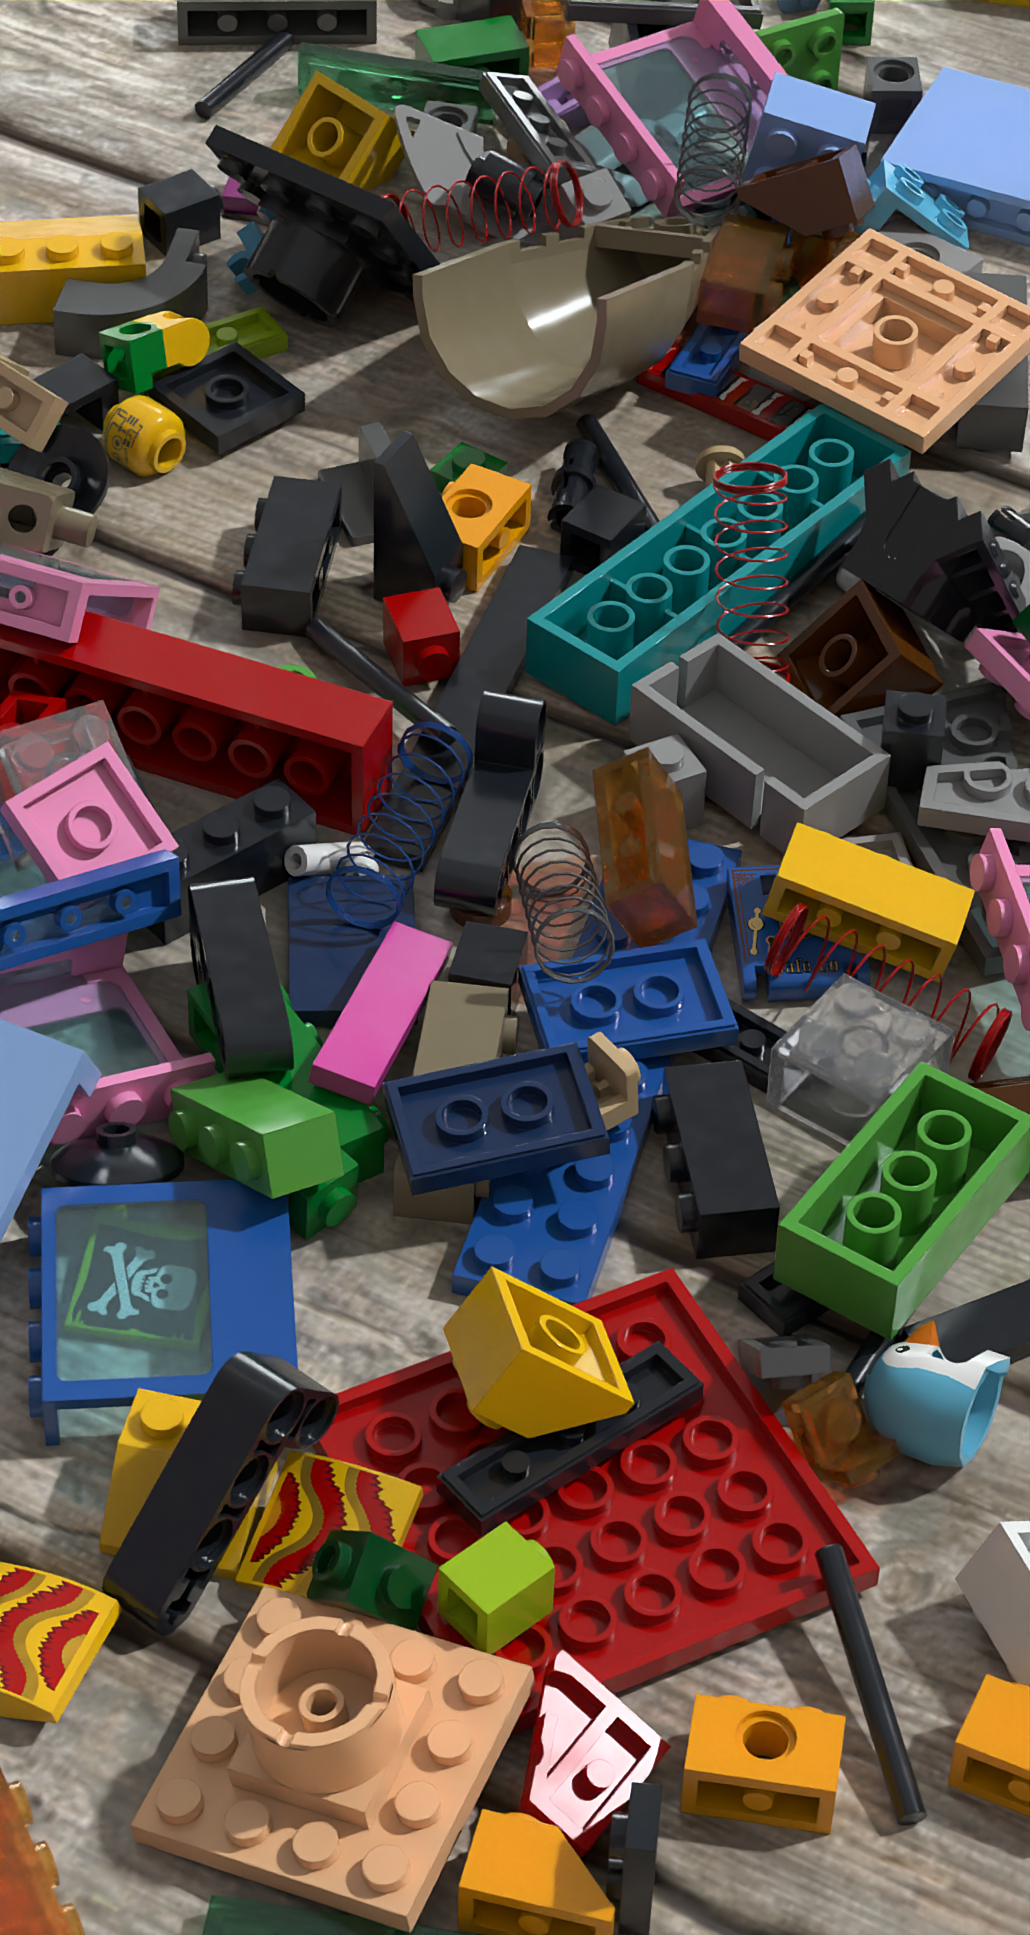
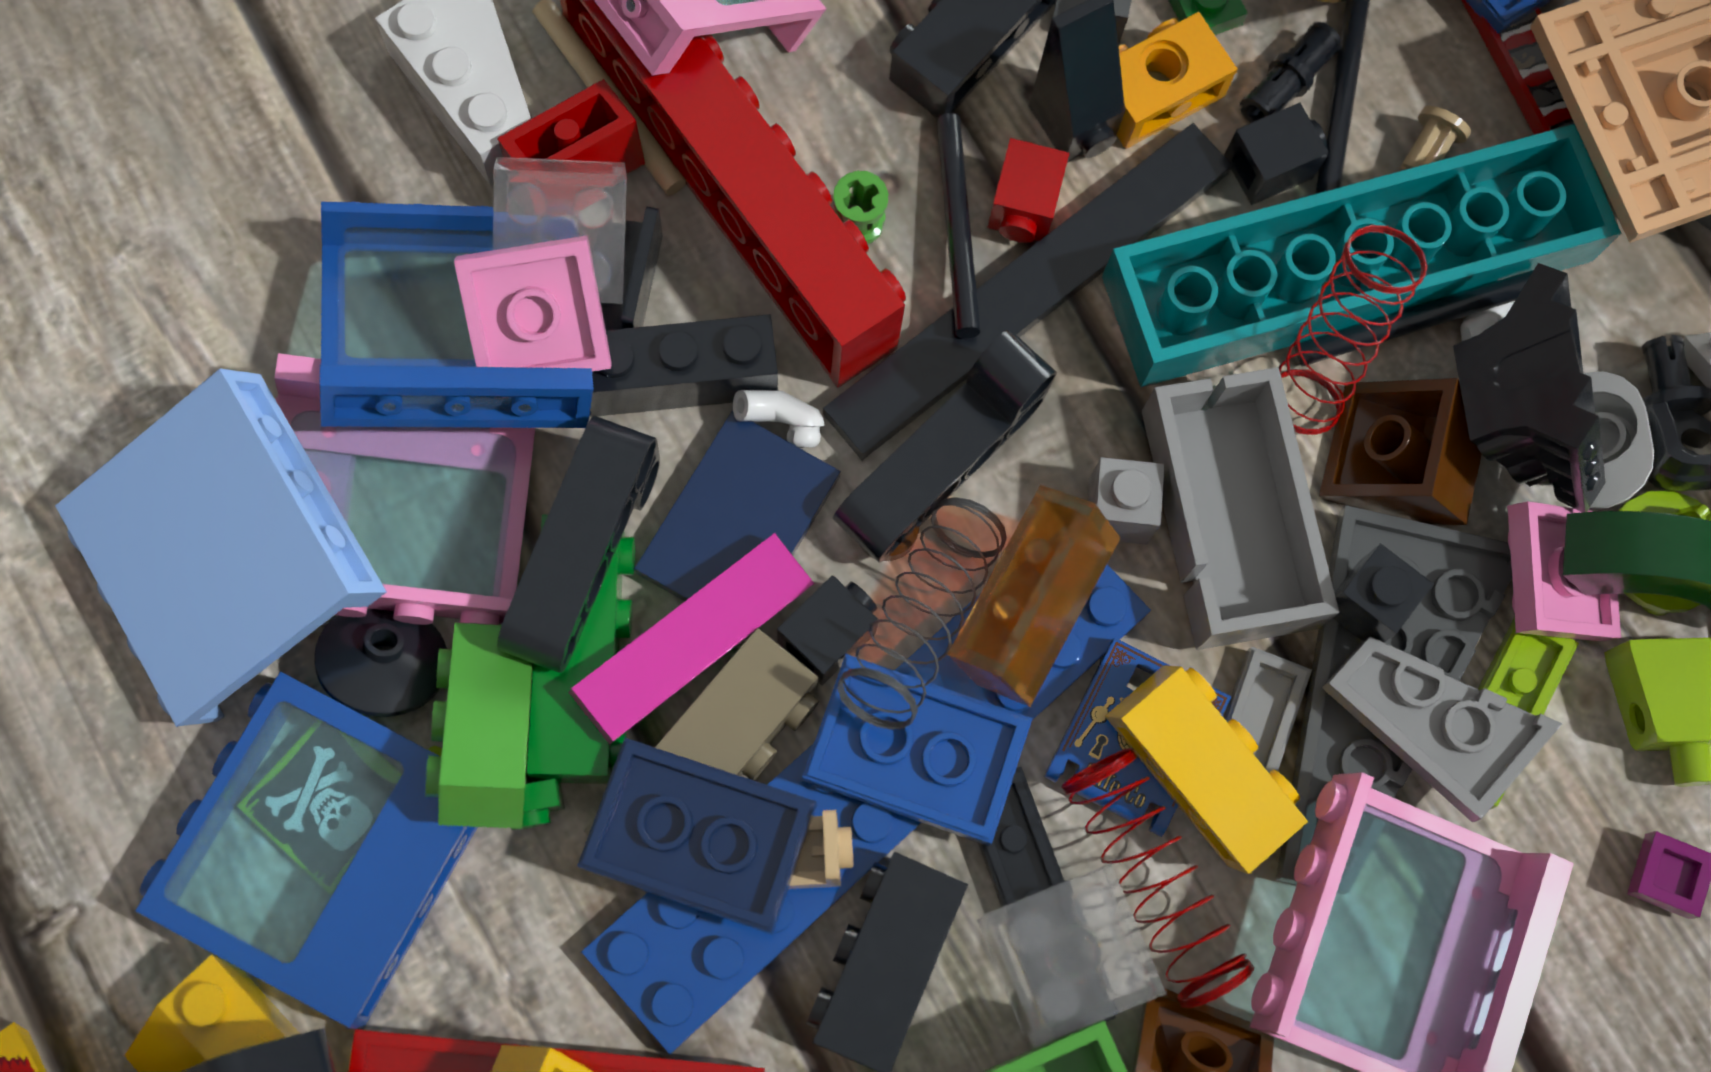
camera: 25 degrees right, 30 degrees up
(372, 873) = (781, 519): blue piece -> none

